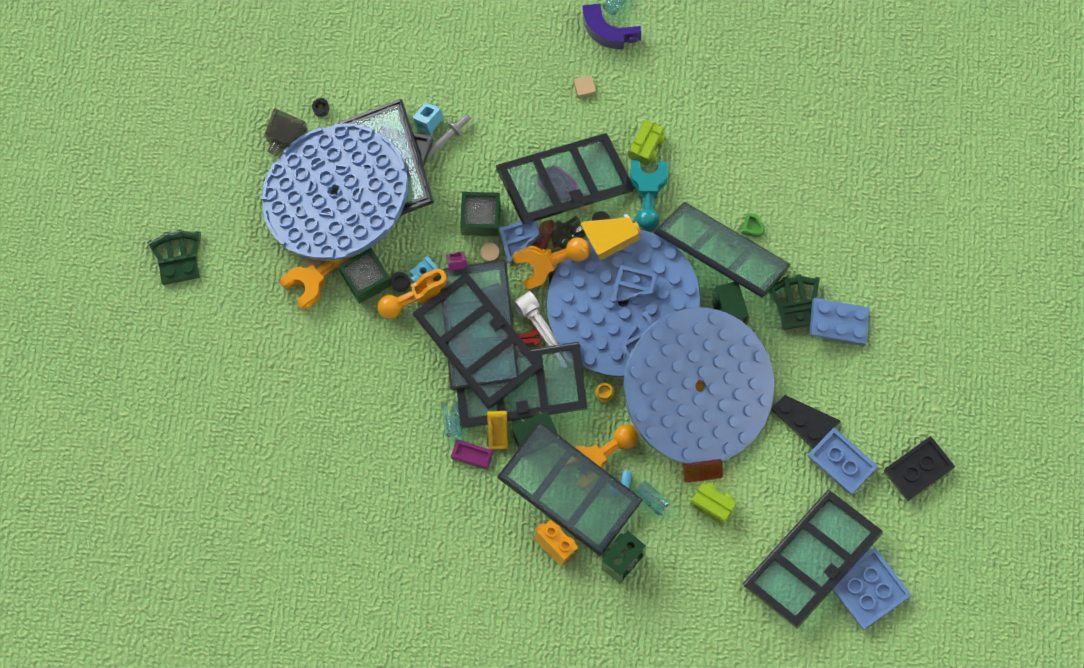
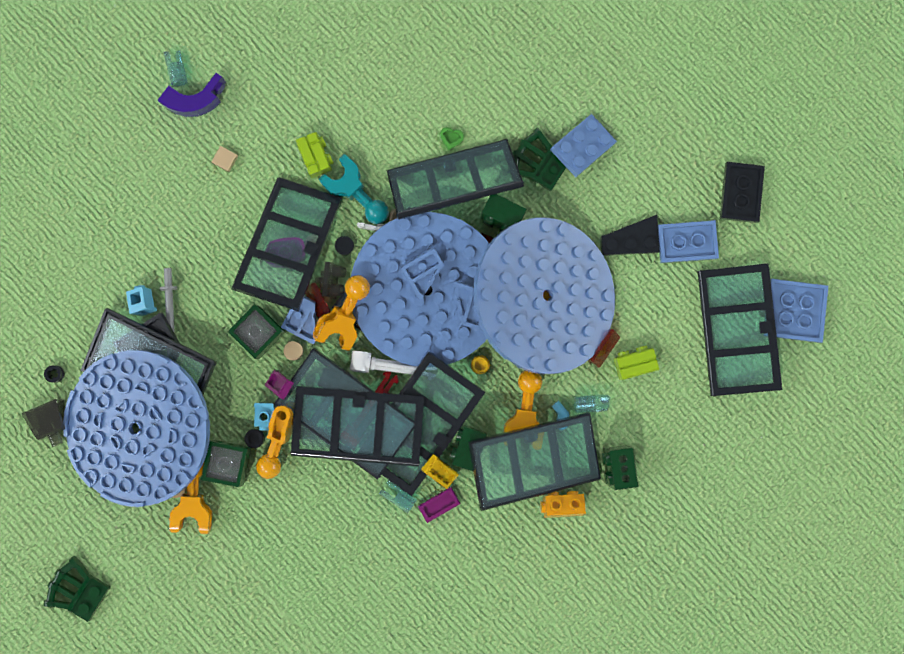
camera: 55 degrees left, 15 degrees up
(611, 235) = (369, 253): yellow slope -> none

